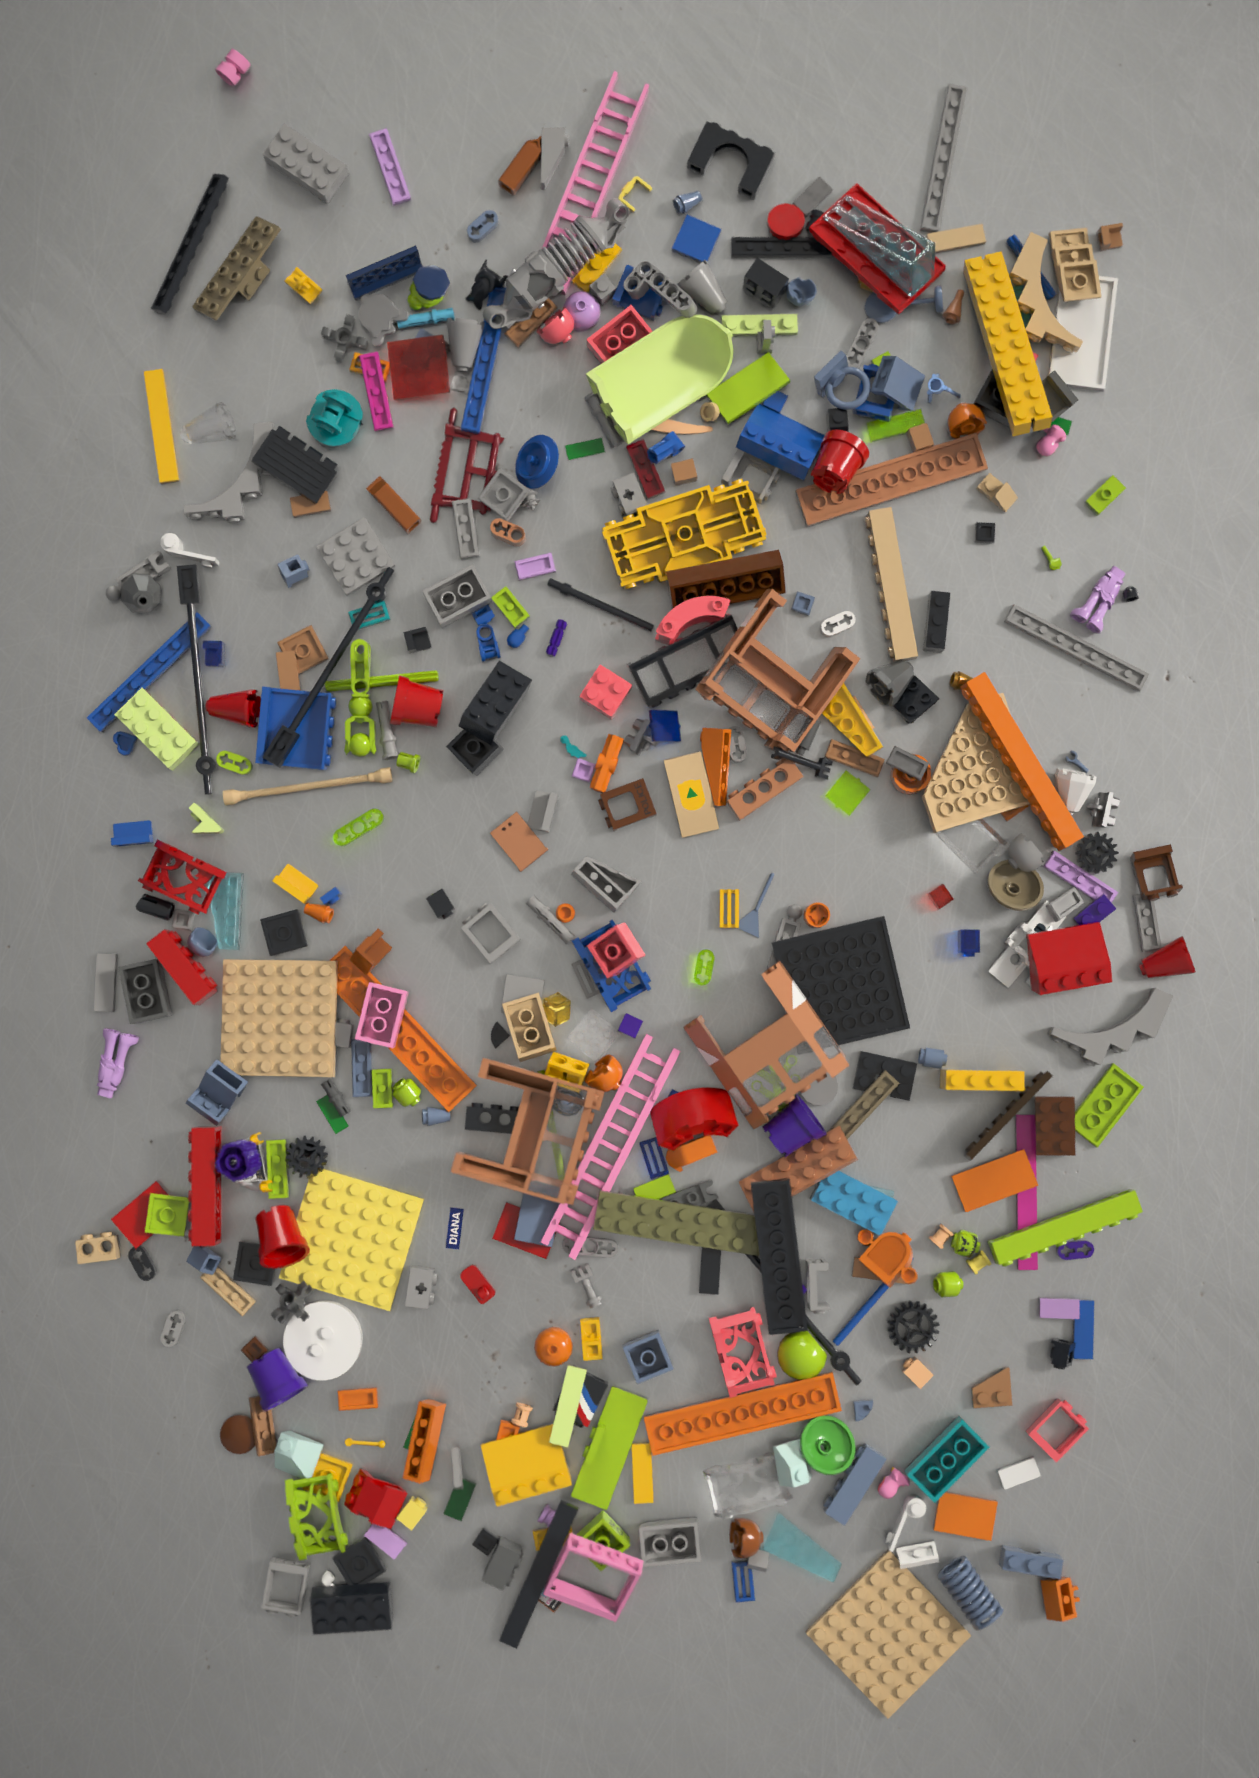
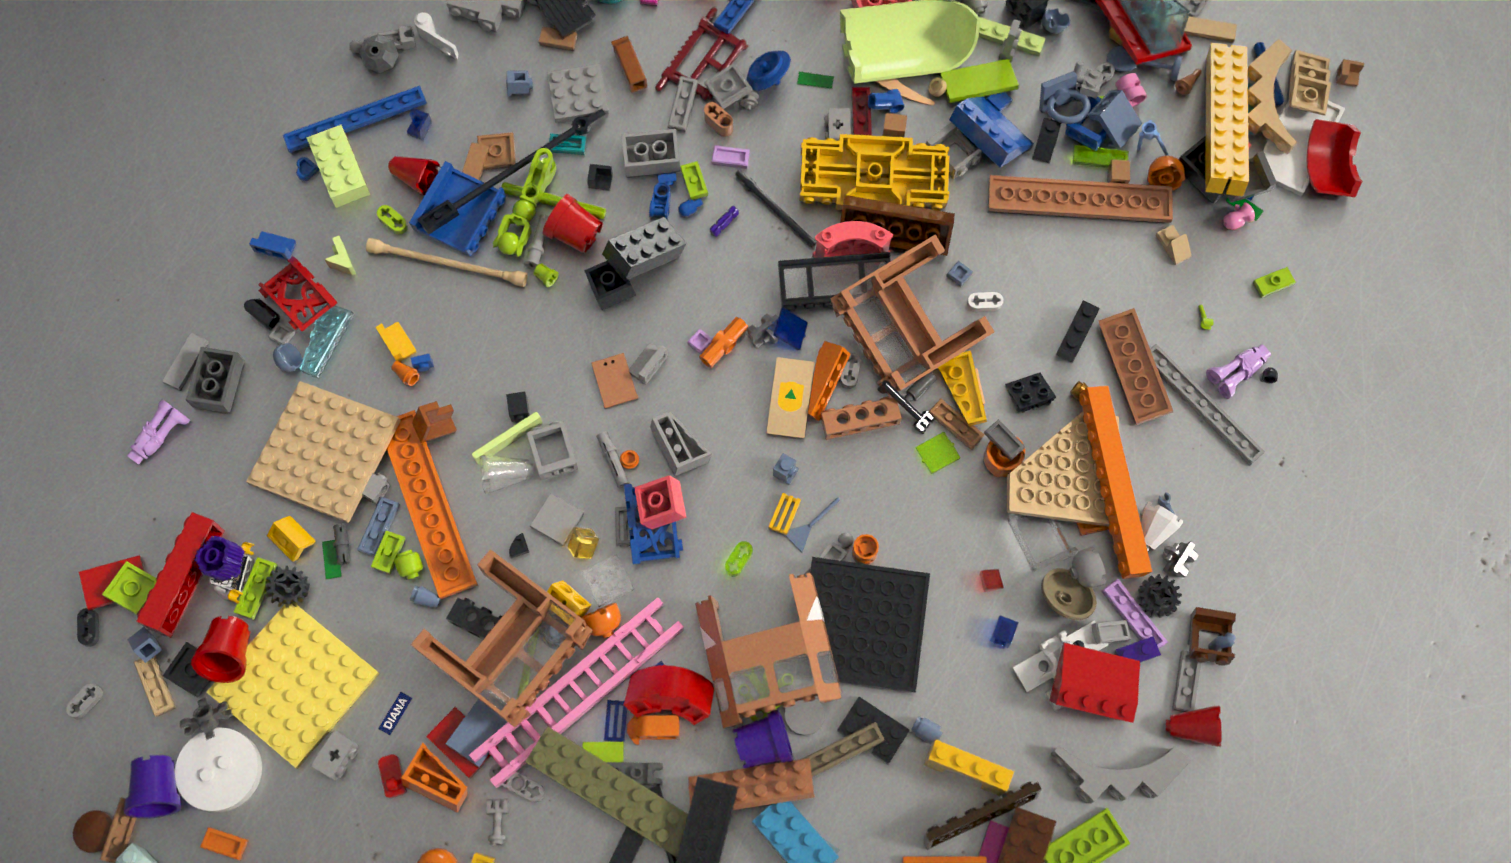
camera: 25 degrees right, 15 degrees down
(98, 1252) = (52, 599): tan brick -> none
(182, 967) = (258, 370): red brick -> none
(189, 596) = (418, 69): black bar -> none
(217, 1092) = (234, 495): sand blue piece -> none
(254, 1349) = (148, 749): reddish brown tile -> none
(284, 932) = (365, 378): black plate -> none
(286, 1109) = (290, 537): none -> yellow panel
(349, 839) = (469, 309): clear neon green beam -> none
(381, 1015) = (417, 480): bright pink brick -> none
(442, 939) = (508, 437): none -> yellowish green tile
(455, 973) = (503, 472): none -> clear cone
(518, 1274) = (433, 780): none -> orange wedge
(529, 1027) = (549, 548): tan slope -> none
(572, 749) = (698, 320): teal piece -> none
(605, 422) = (842, 65): light grey pin -> none
(605, 692) = (748, 280): coral brick -> none
(630, 1025) = (646, 586): dark purple slope -> none
(642, 799) = (743, 384): reddish brown window -> none
(714, 866) = (785, 469): none -> sand blue brick
(839, 460) = (1038, 160): red piece -> none
(860, 351) = (1091, 82): none -> light grey plate
(890, 681) = (1014, 366): dark grey cone -> none
(892, 584) = (1048, 285): tan brick -> none
(901, 341) = (1131, 87): none -> bright pink wheel
(984, 532) = (1150, 274): black tile -> none
(1002, 636) = (1135, 366): none -> nougat plate
(1120, 343) = (1331, 158): none -> red panel
(1167, 875) = (1222, 642): none -> sand blue arm

